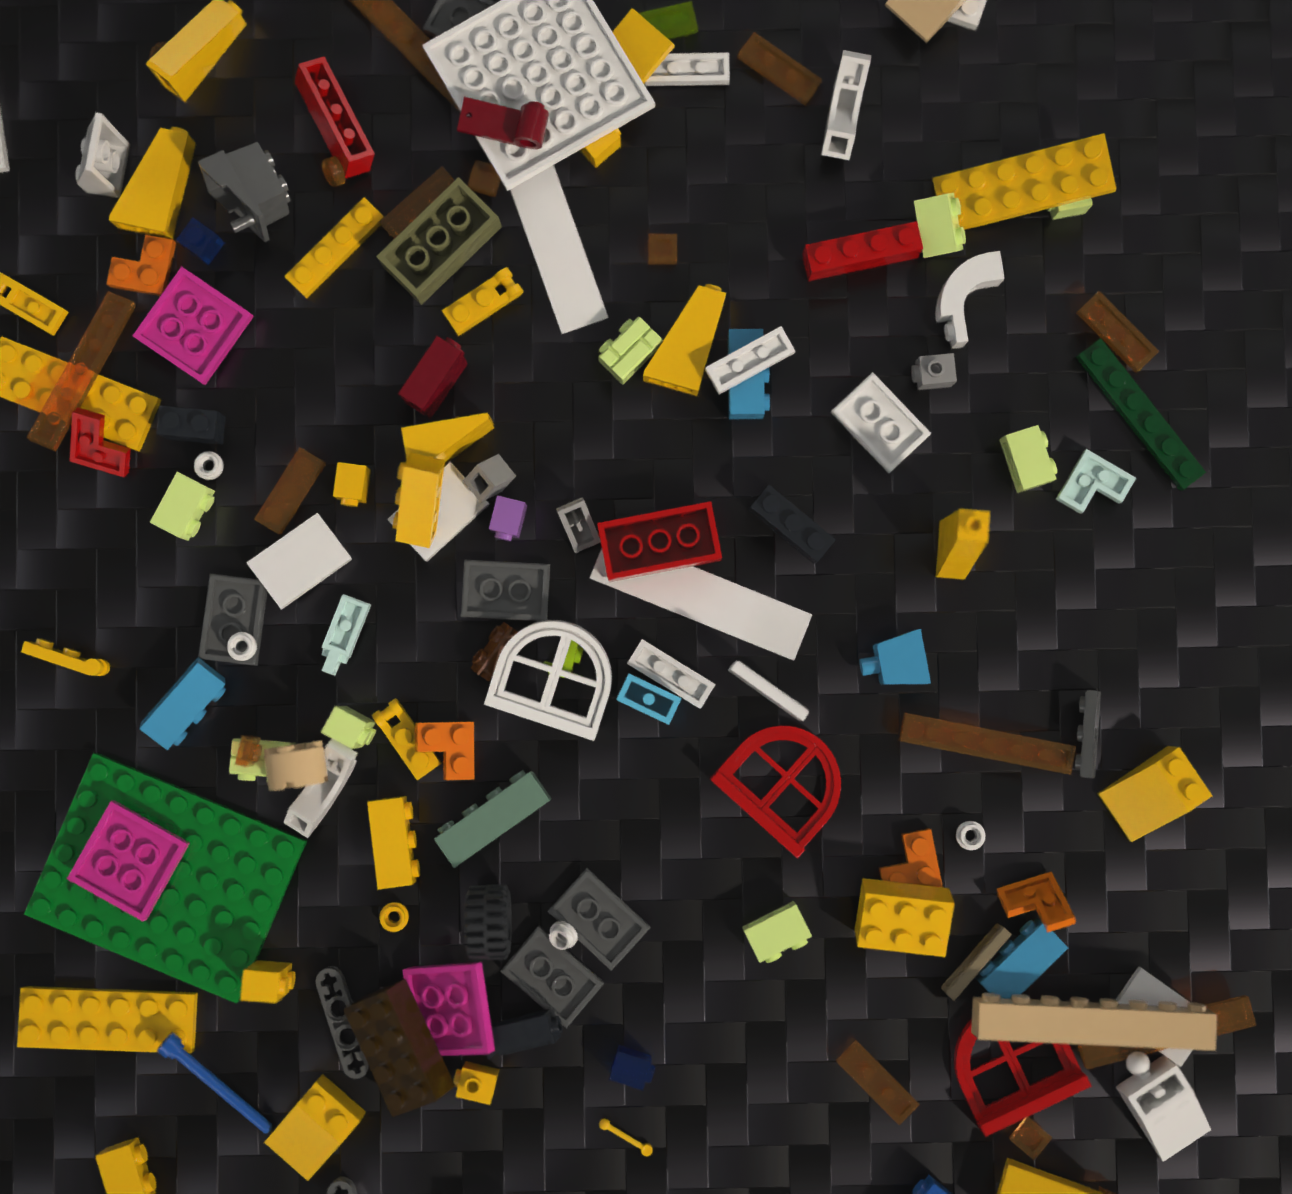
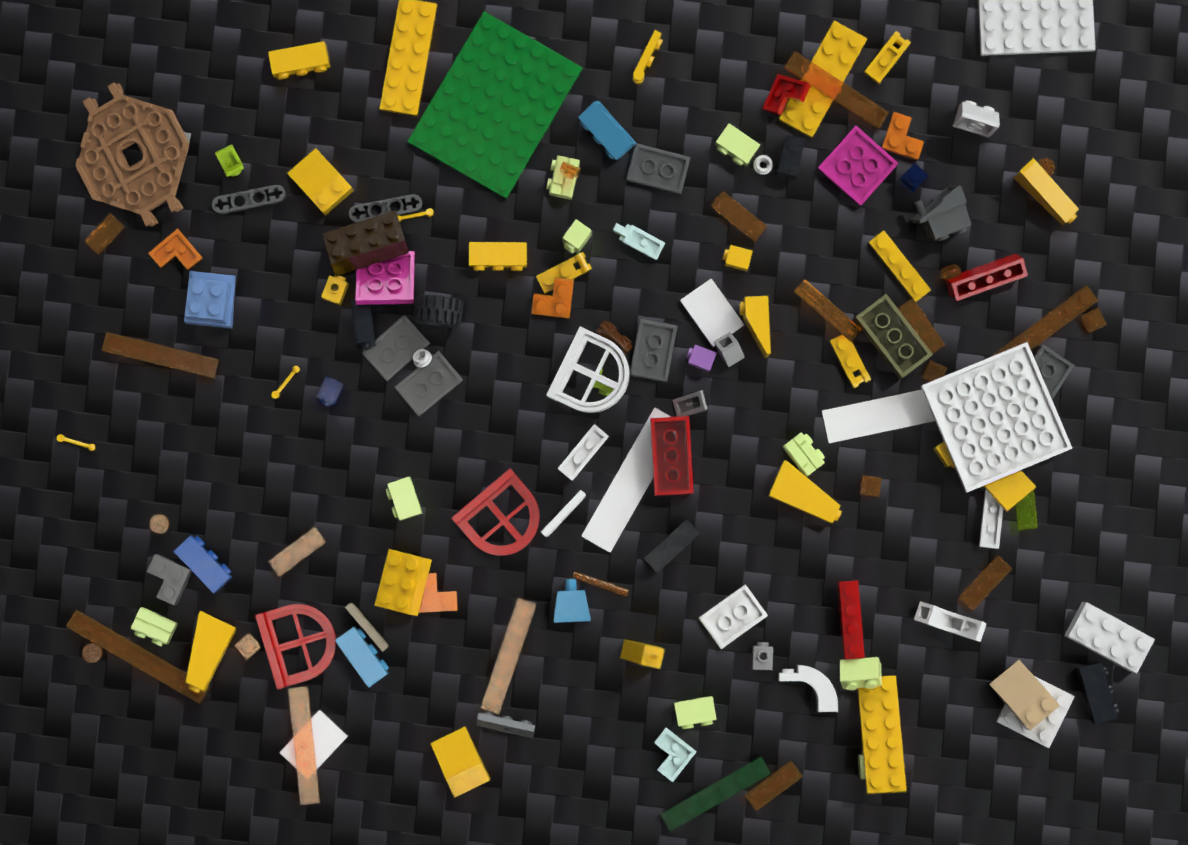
camera: 90 degrees right, 0 degrees up
(128, 860) = (509, 84): dark pink plate -> none
(157, 186) = (953, 152): yellow slope -> none
(173, 1048) = (385, 98): blue piece -> none
(233, 642) = (643, 168): white plate -> none
(267, 981) = (419, 164): yellow brick -> none
(295, 765) = (556, 200): tan brick -> none
(299, 561) = (691, 217): white tile -> none
(318, 798) = (539, 214): white arch -> none
(341, 955) = (429, 212): none -> yellow hinge
(385, 919) = (453, 245): yellow plate -> none
(413, 342) = (827, 310): none -> clear orange tile
(418, 499) = (719, 301): yellow brick -> none
(434, 376) = (801, 321): dark red brick -> none
(493, 818) = (504, 322): sand green brick -> none
(504, 124) = (964, 389): dark red door -> none
(648, 699) = (568, 435): medium azure brick -> none
(748, 397) = (777, 530): dark azure brick -> none
(750, 360) = (784, 531): white plate -> none
(860, 622) = (600, 583): none -> clear orange piece
(978, 839) = (444, 640): white plate -> none
(1040, 894) = (405, 674): orange plate -> none
(1094, 1023) = (318, 695): tan brick -> none
(1162, 1104) = (255, 737): white slope -> none

